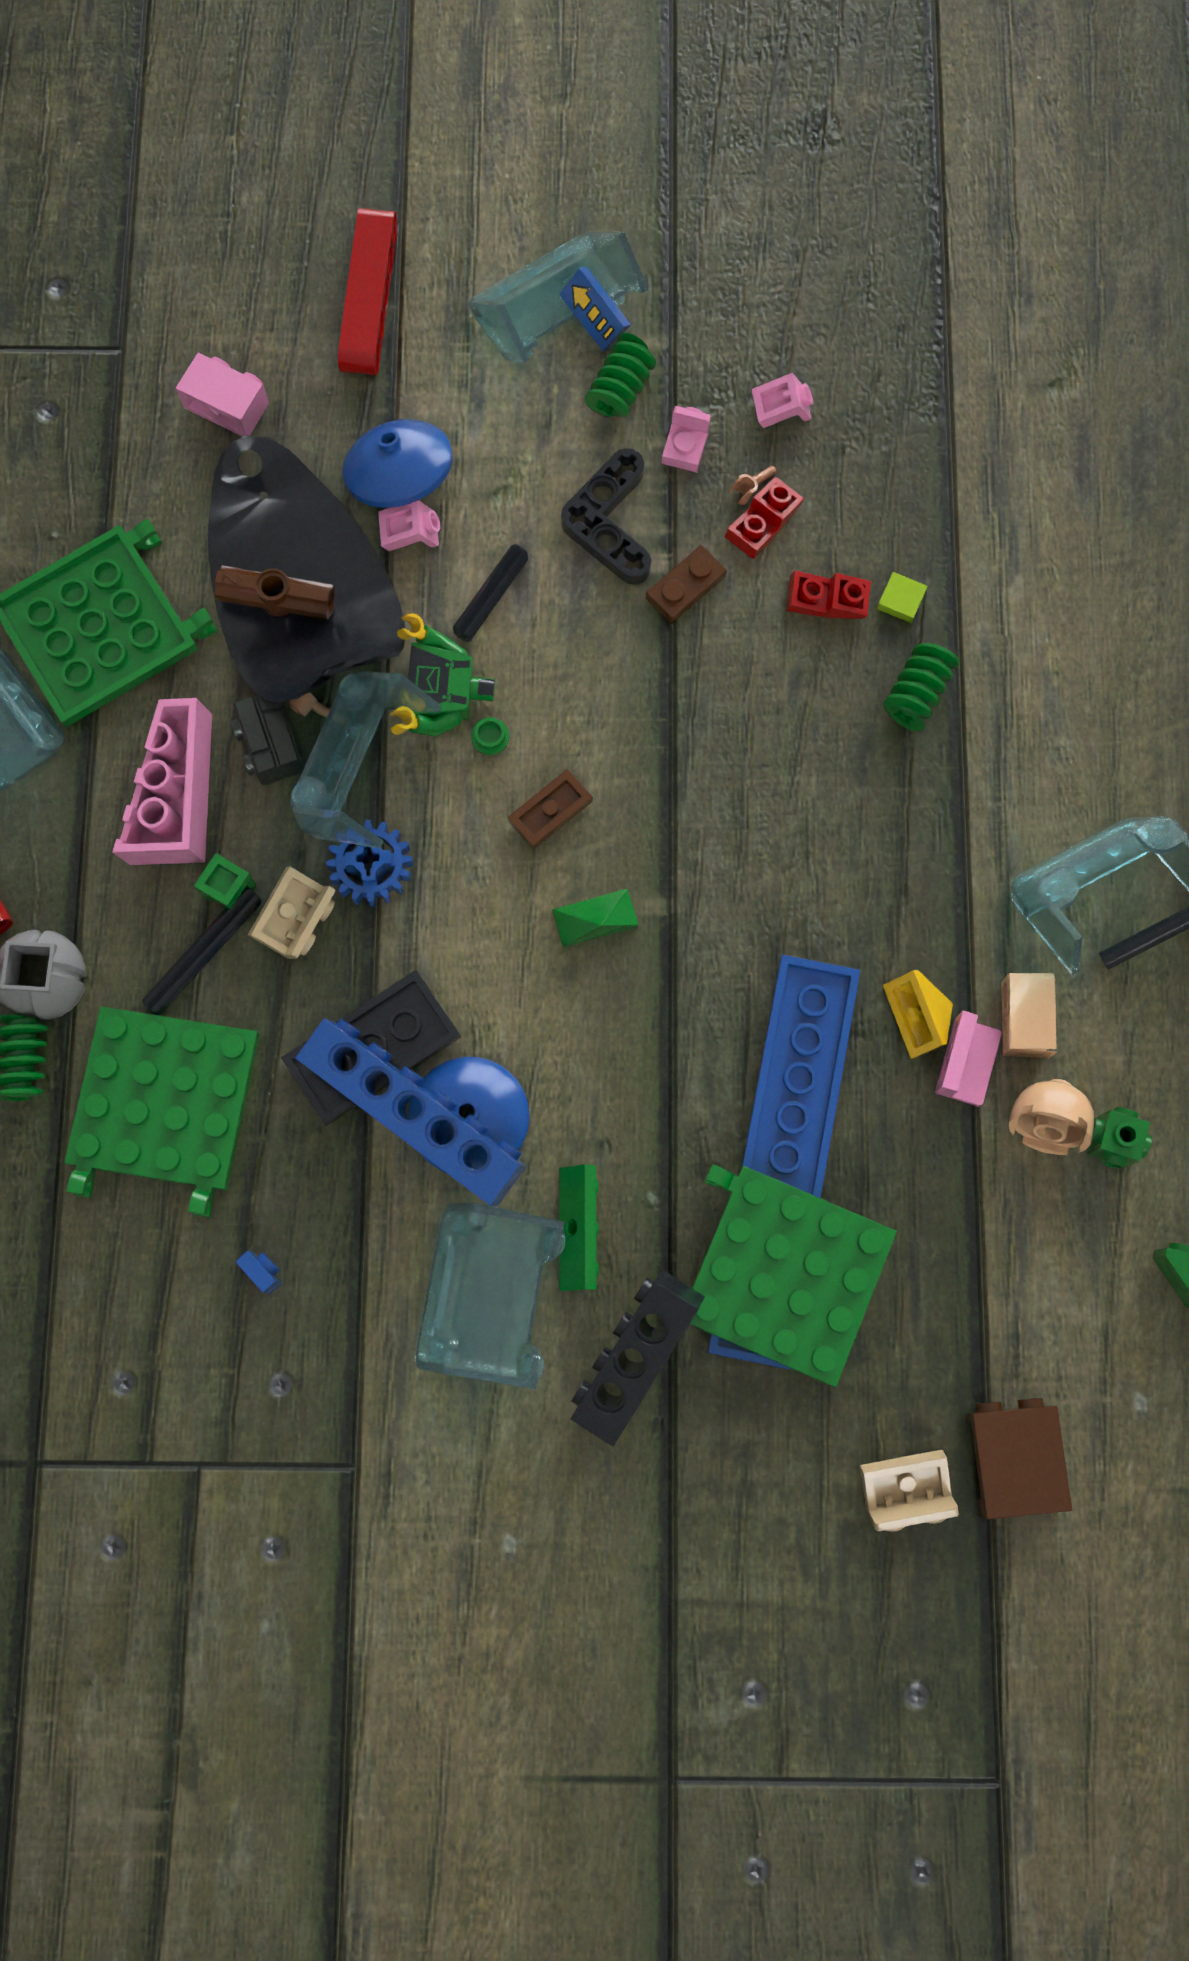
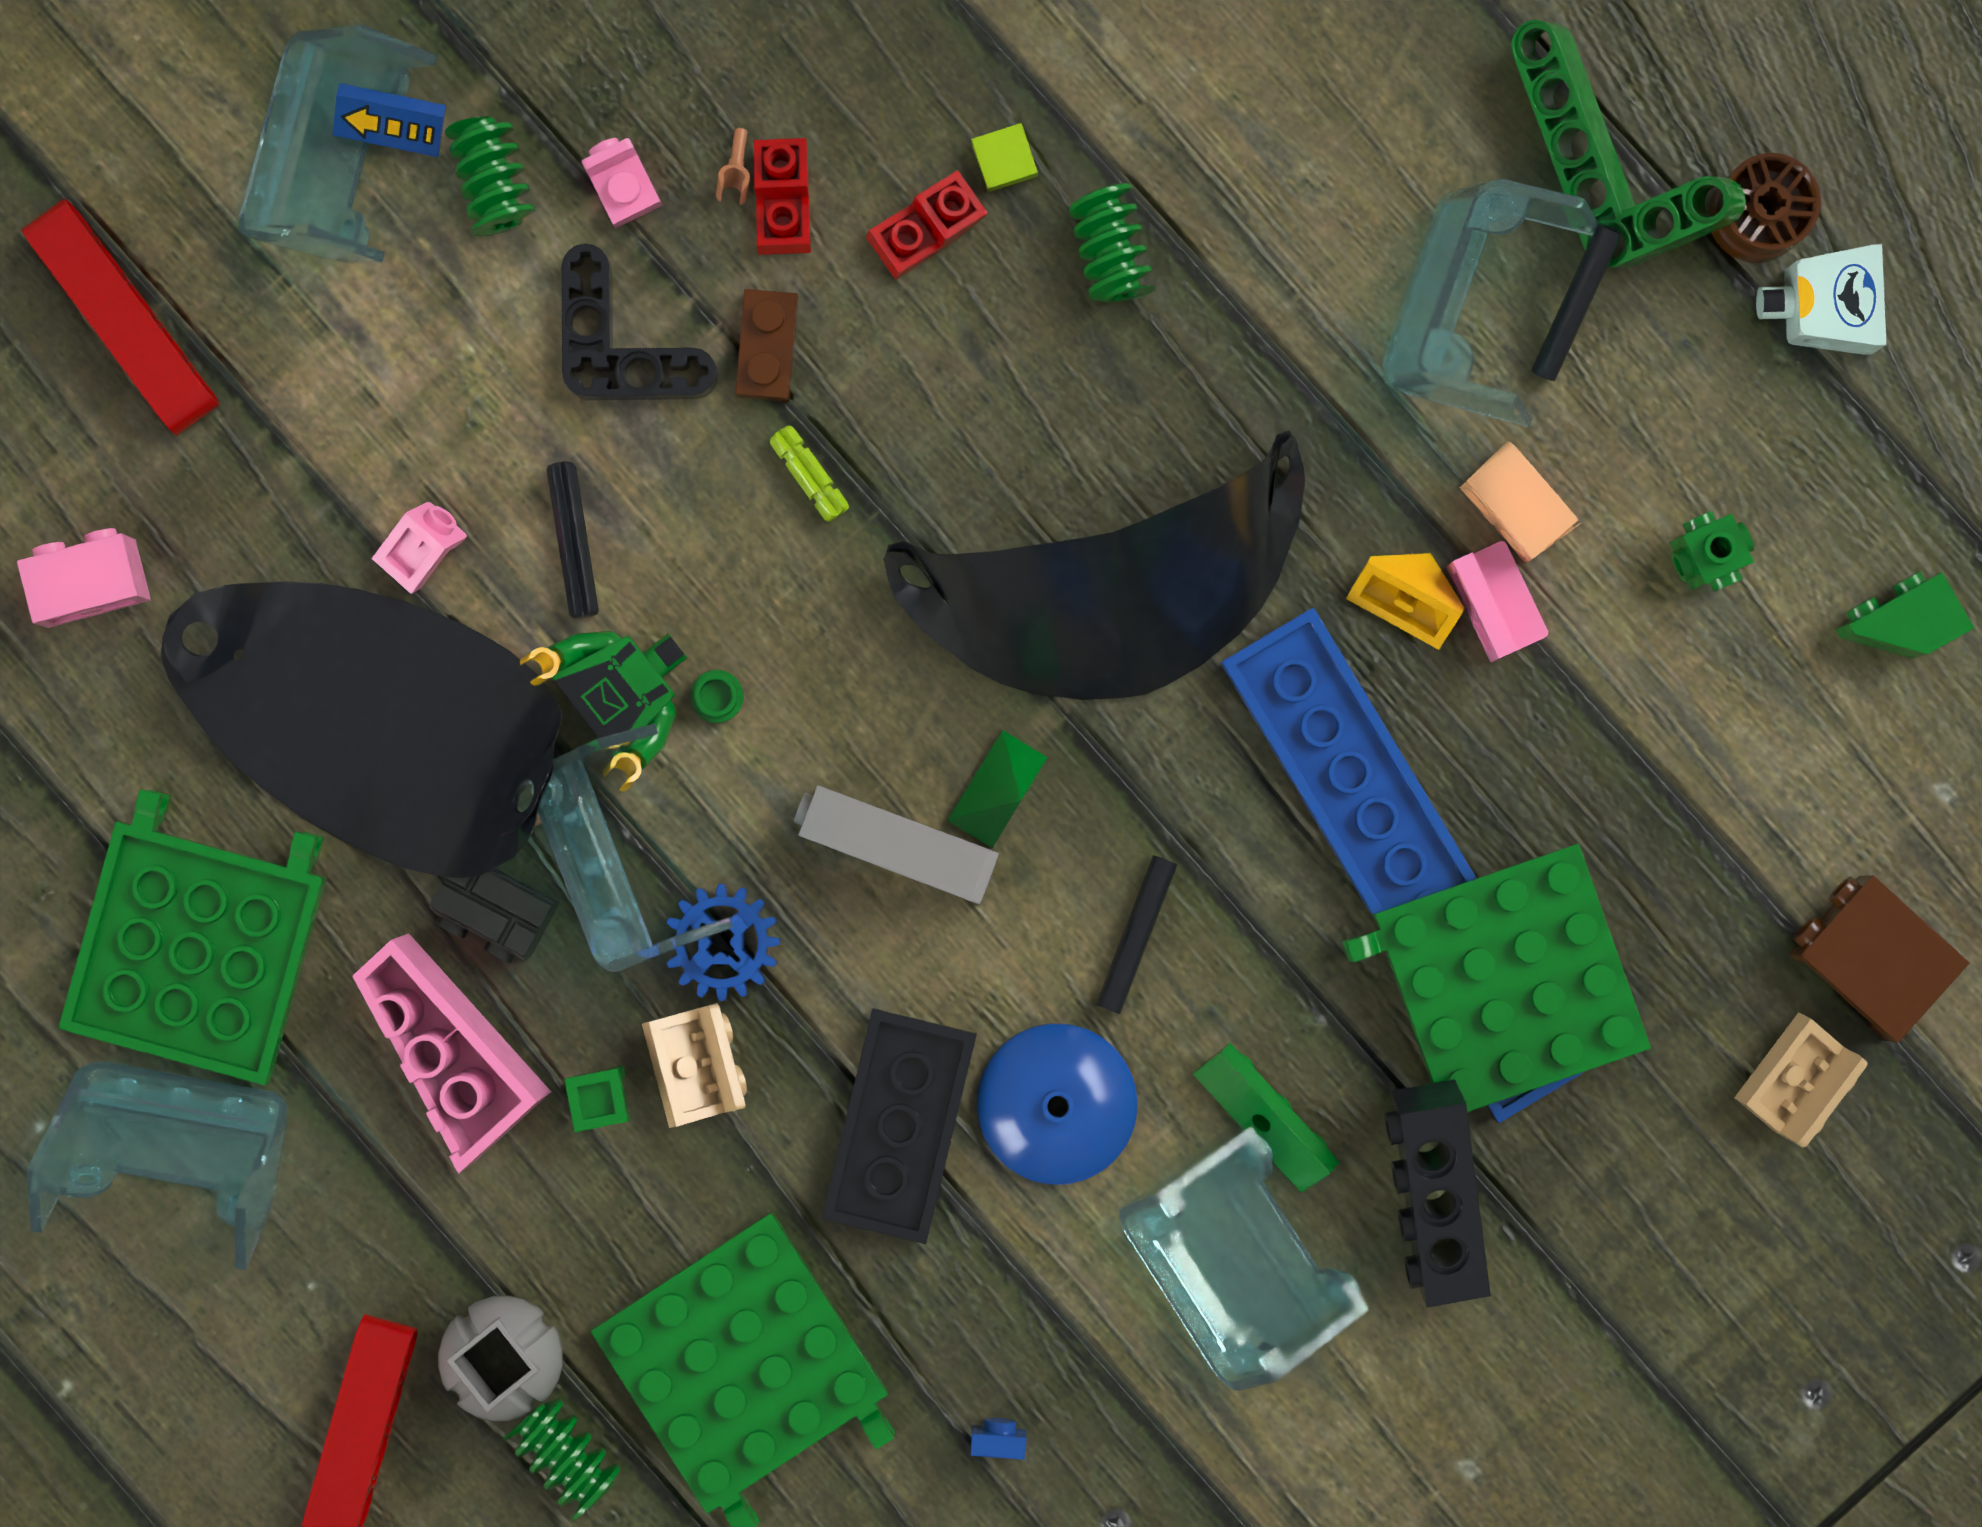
camera: 40 degrees left, 10 degrees up
(201, 952) = (637, 1188): black axle -> none
(252, 588) = (321, 763): reddish brown piece -> none
(324, 1057) = (874, 1187): blue brick -> none
(397, 463) = (365, 490): blue dish -> none
(514, 895) = (896, 843): none -> light grey slope
(550, 809) = (851, 719): reddish brown plate -> none
(598, 1062) = (1136, 934): none -> black piece
(647, 666) = (809, 473): none -> lime axle
(763, 864) = (1116, 606): none -> black piece
(782, 400) = (684, 45): bright pink bracket -> none
(1053, 1117) = (1630, 587): light nougat cylinder -> none

